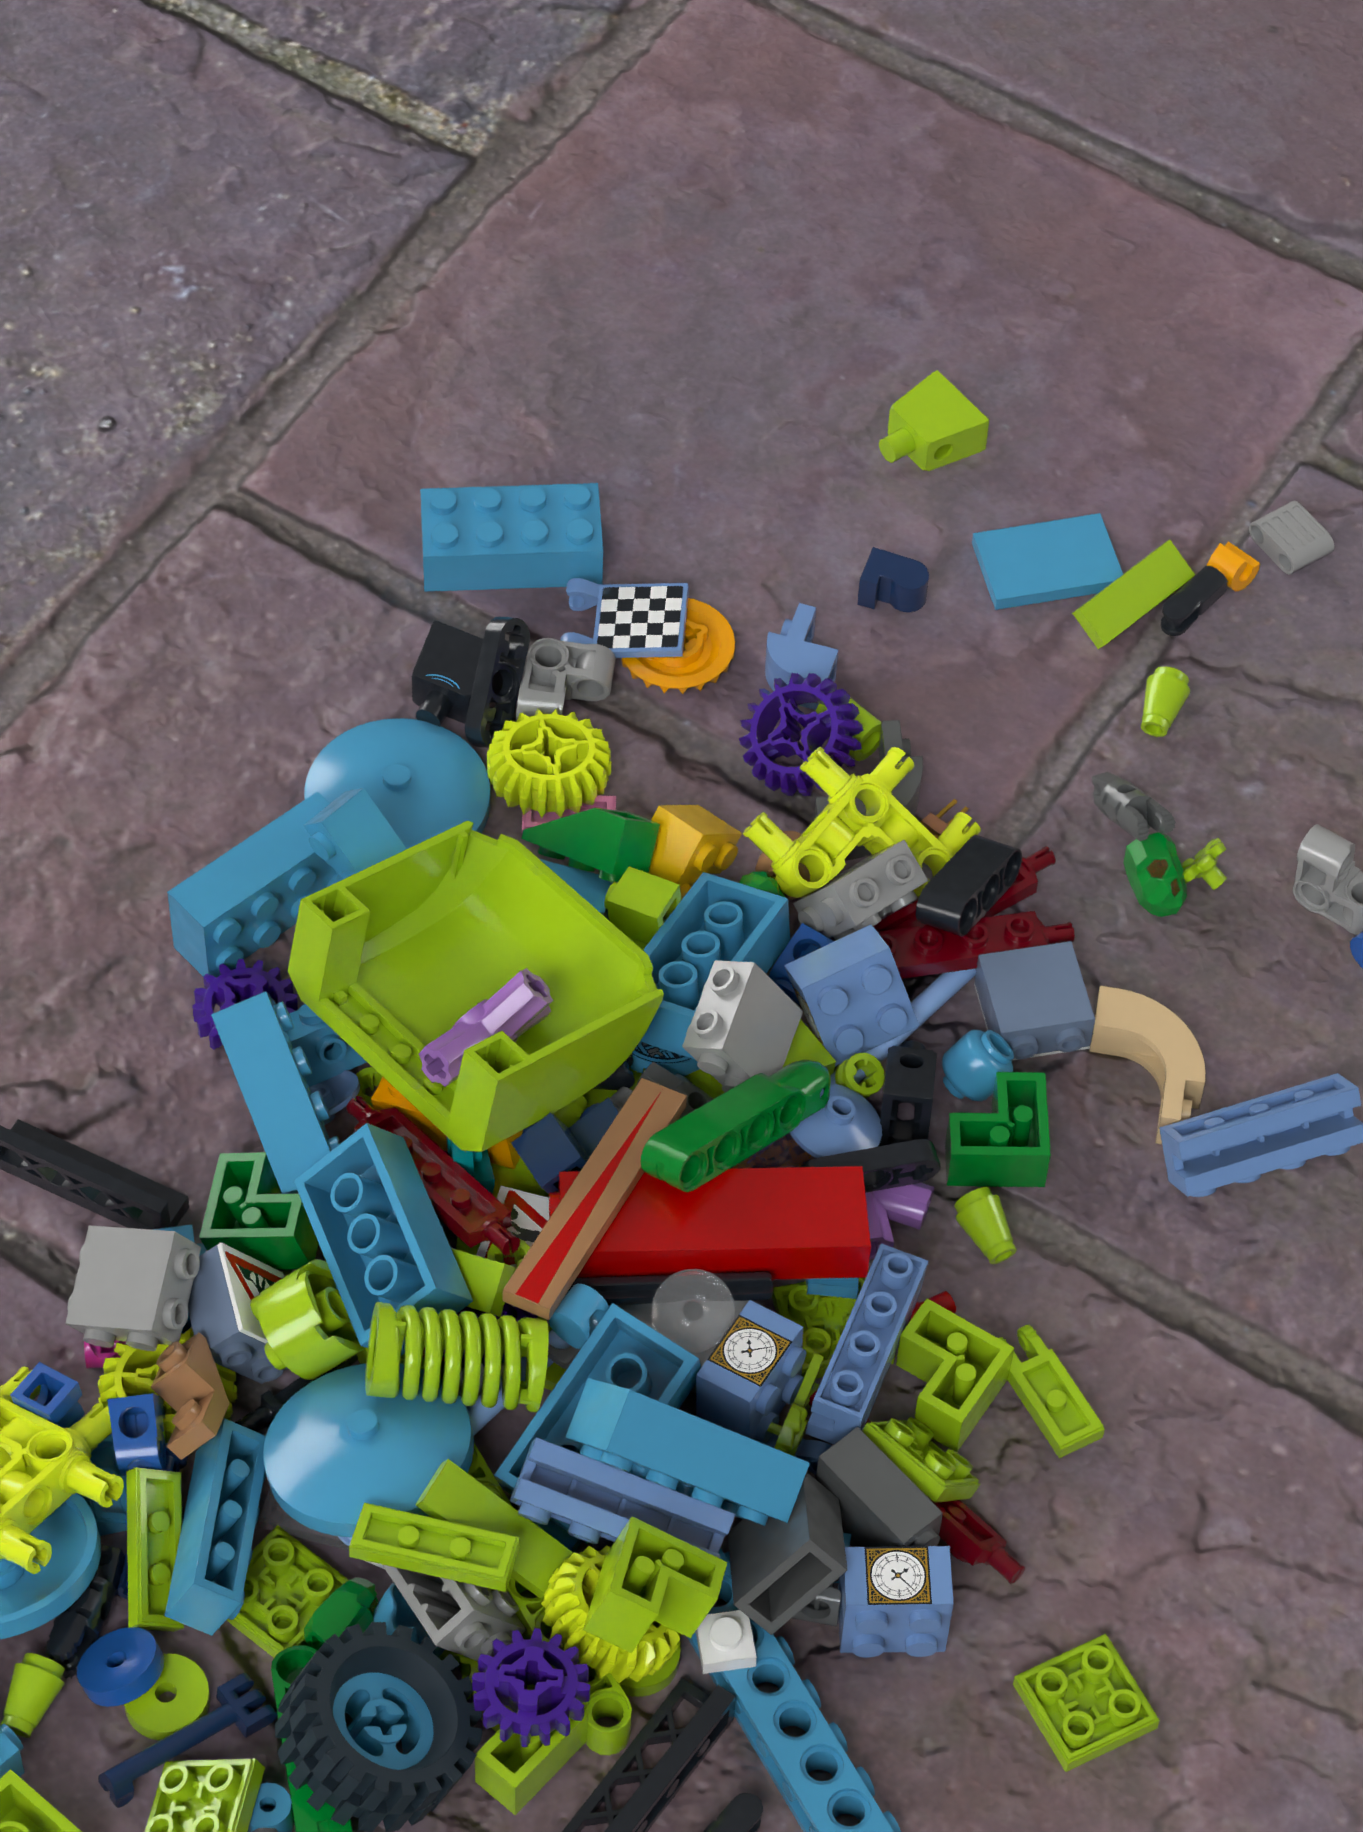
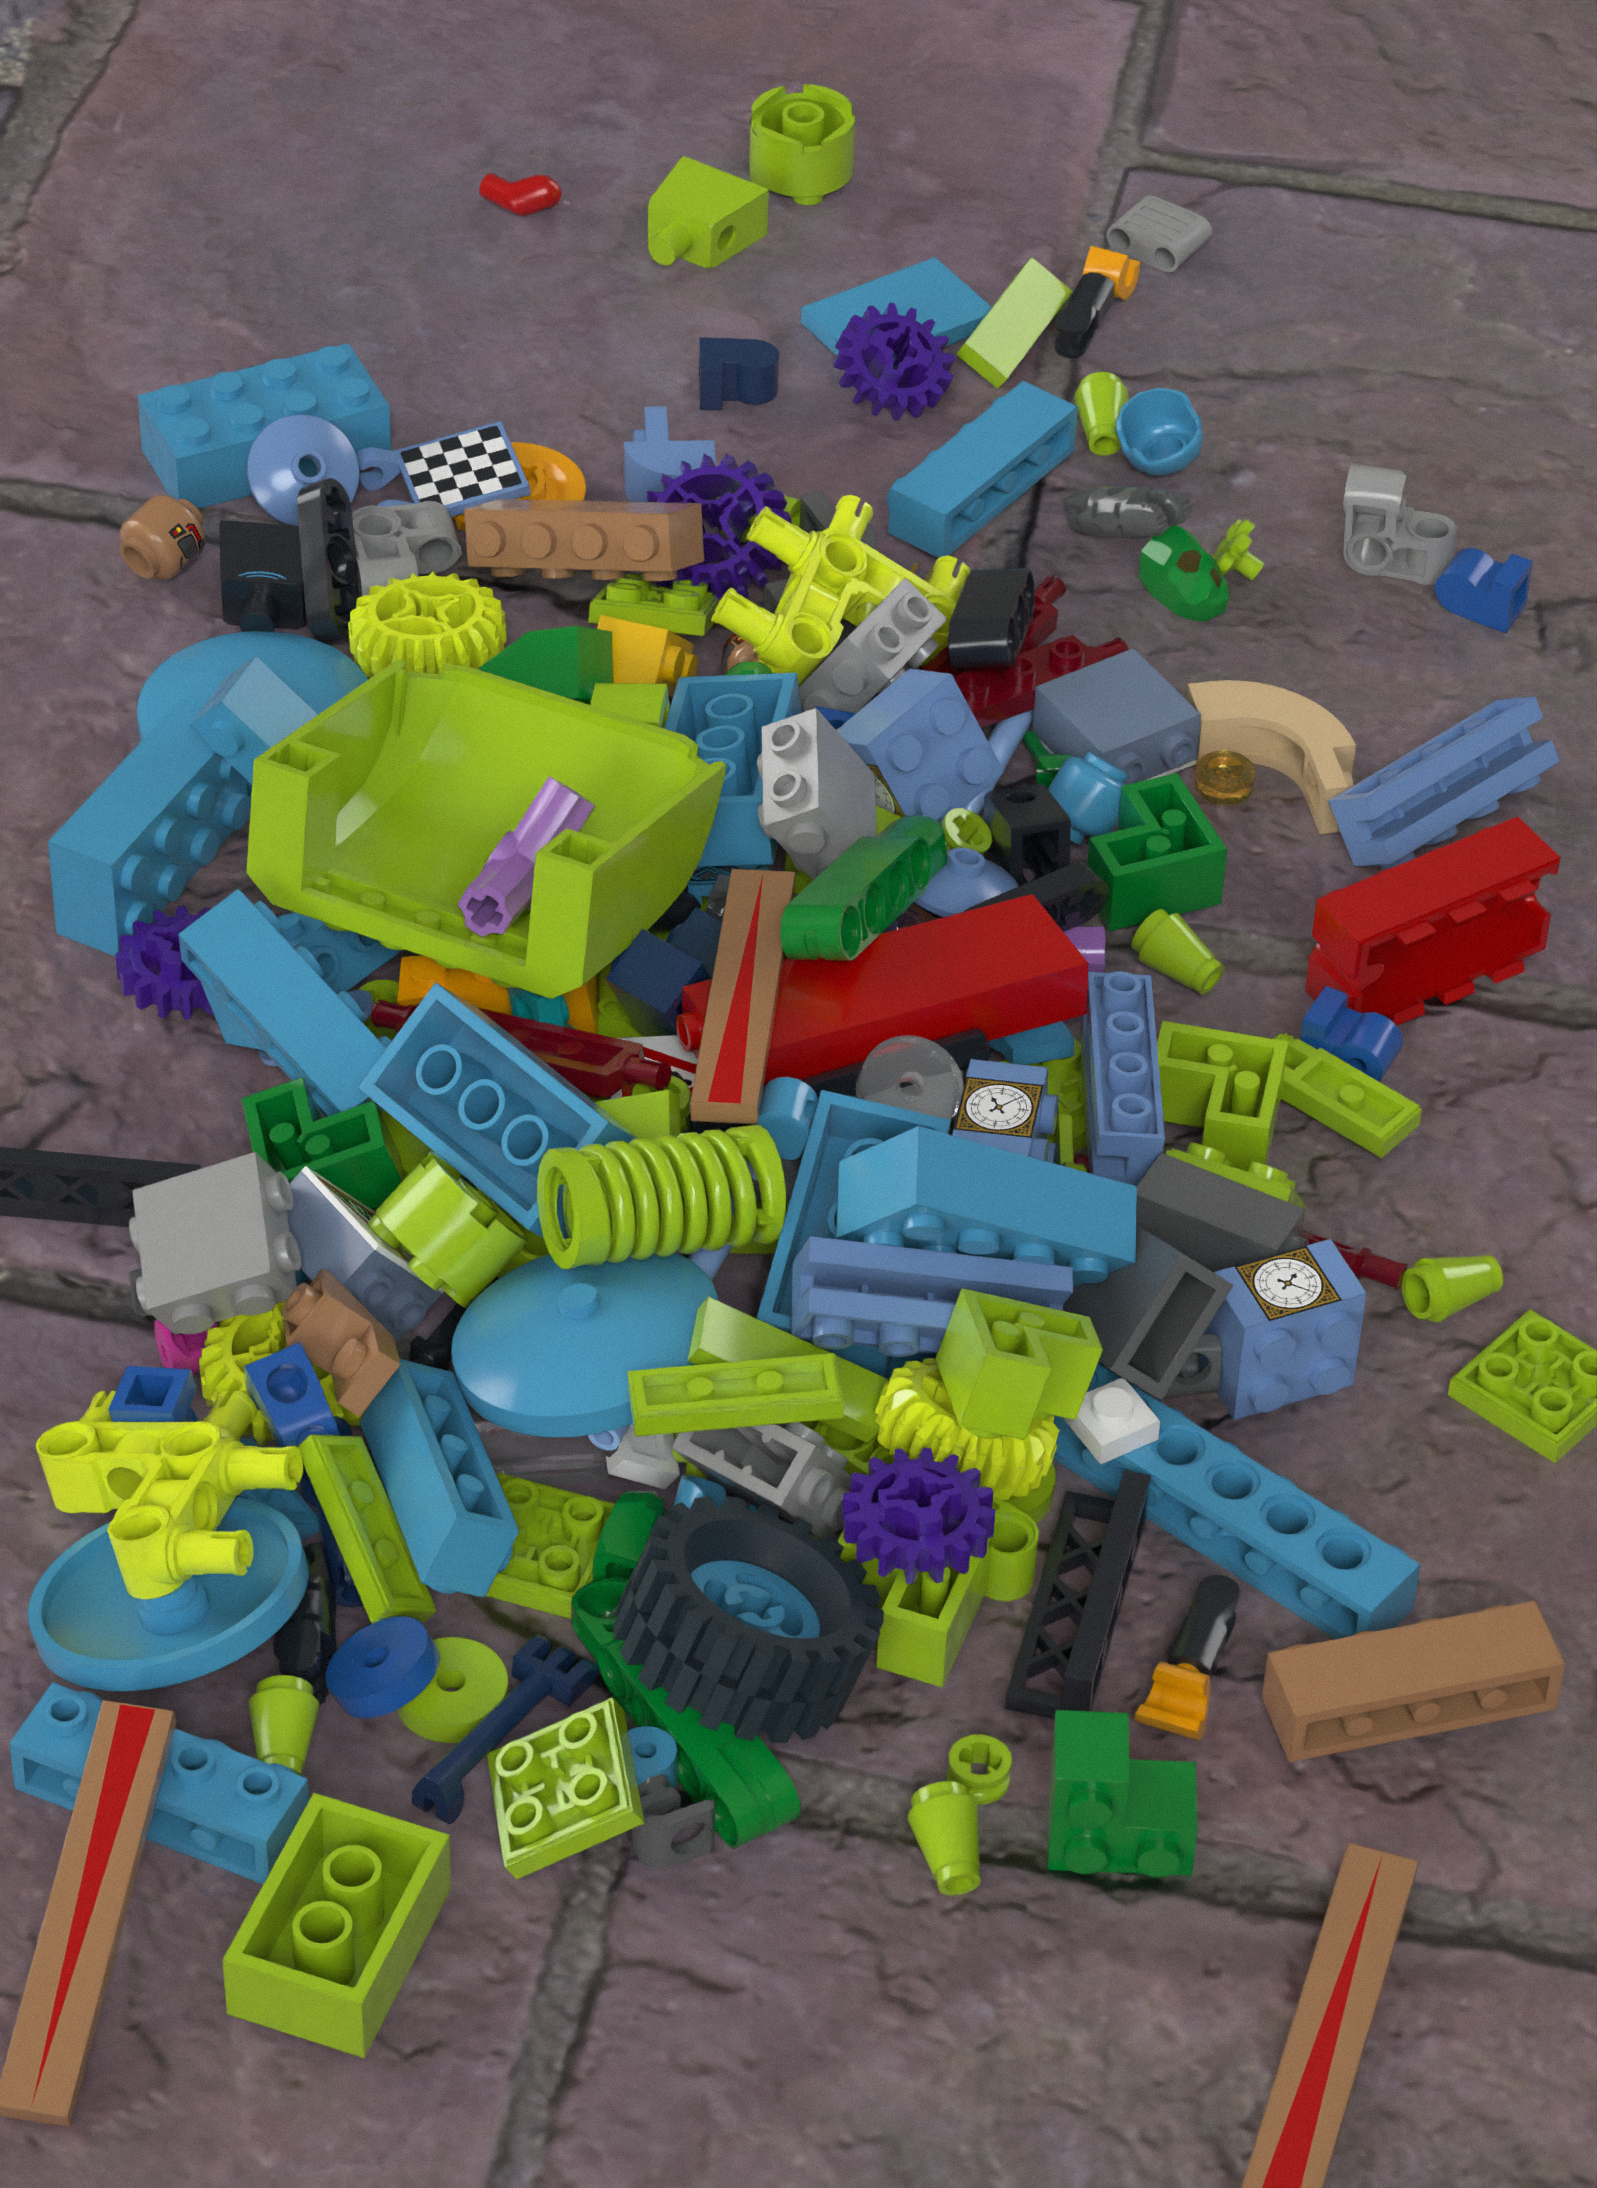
camera: 20 degrees left, 10 degrees down
(392, 618) = (162, 537): none -> medium nougat head
(526, 564) = (275, 459): none -> medium blue dish
(695, 716) = (584, 536): none -> medium nougat brick
(727, 789) = (680, 610): none -> lime tile
(807, 366) = (522, 196): none -> red arm
(968, 1018) = (1046, 764): none -> green hand
(1004, 597) = (867, 357): none -> dark purple gear
(1038, 732) = (982, 469): none -> dark azure brick
(1040, 378) = (802, 142): none -> lime brick
(1053, 1592) = (1449, 1284): none -> lime cone
(1079, 1346) = (1362, 1040): none -> blue leg
(1102, 1070) = (1224, 777): none -> clear yellow tile
(1185, 1270) = (1434, 923): none -> red piece
(1196, 734) = (1159, 431): none -> dark azure hair

